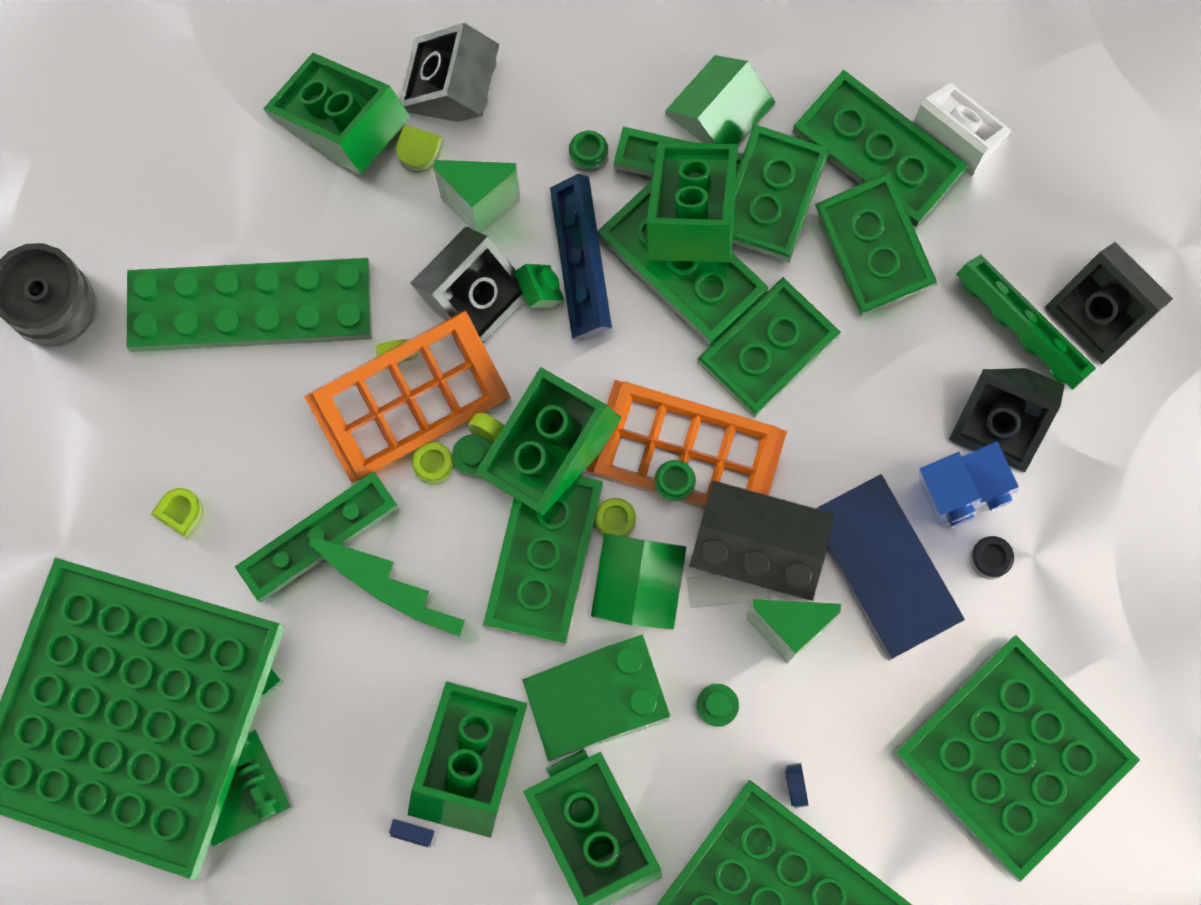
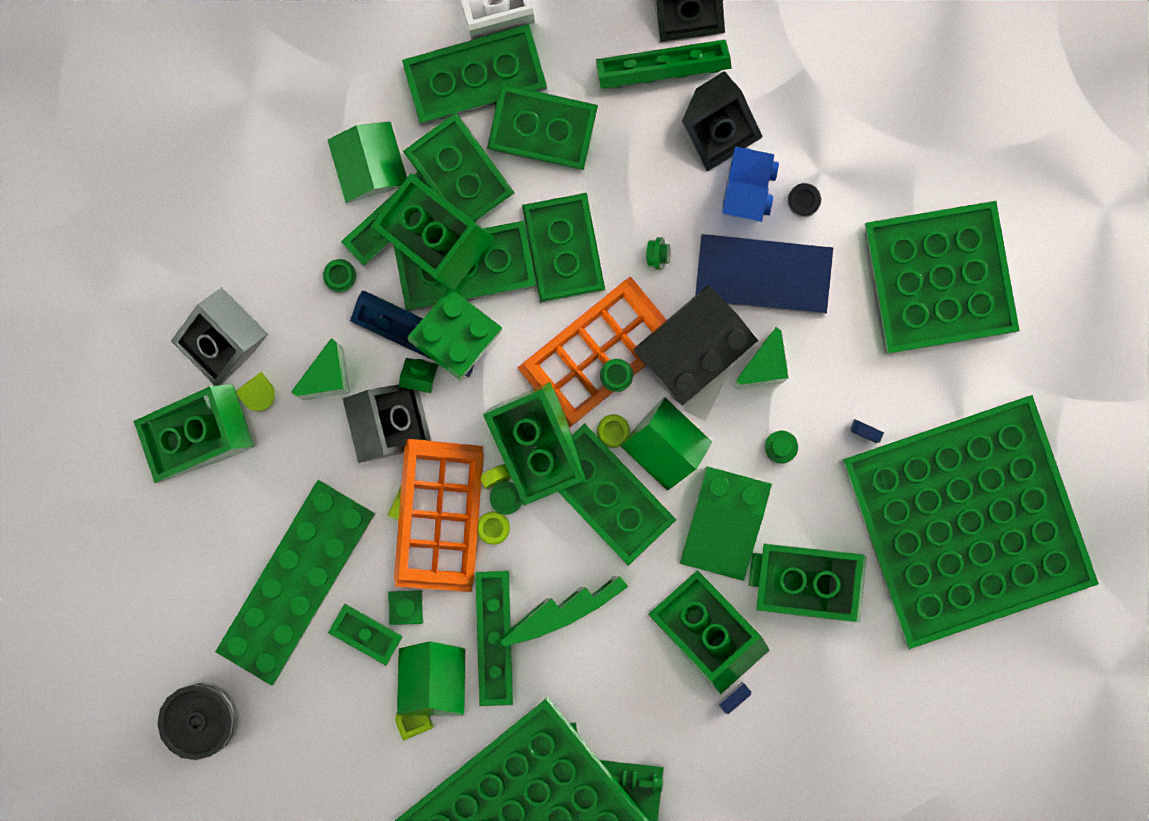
camera: 55 degrees left, 10 degrees up
(232, 502) = (431, 680): none -> green slope
(238, 405) = (365, 634): none -> green plate
(293, 428) = (405, 607): none -> green plate
(605, 288) = (454, 334): none -> green plate
(829, 442) = (658, 253): none -> green plate

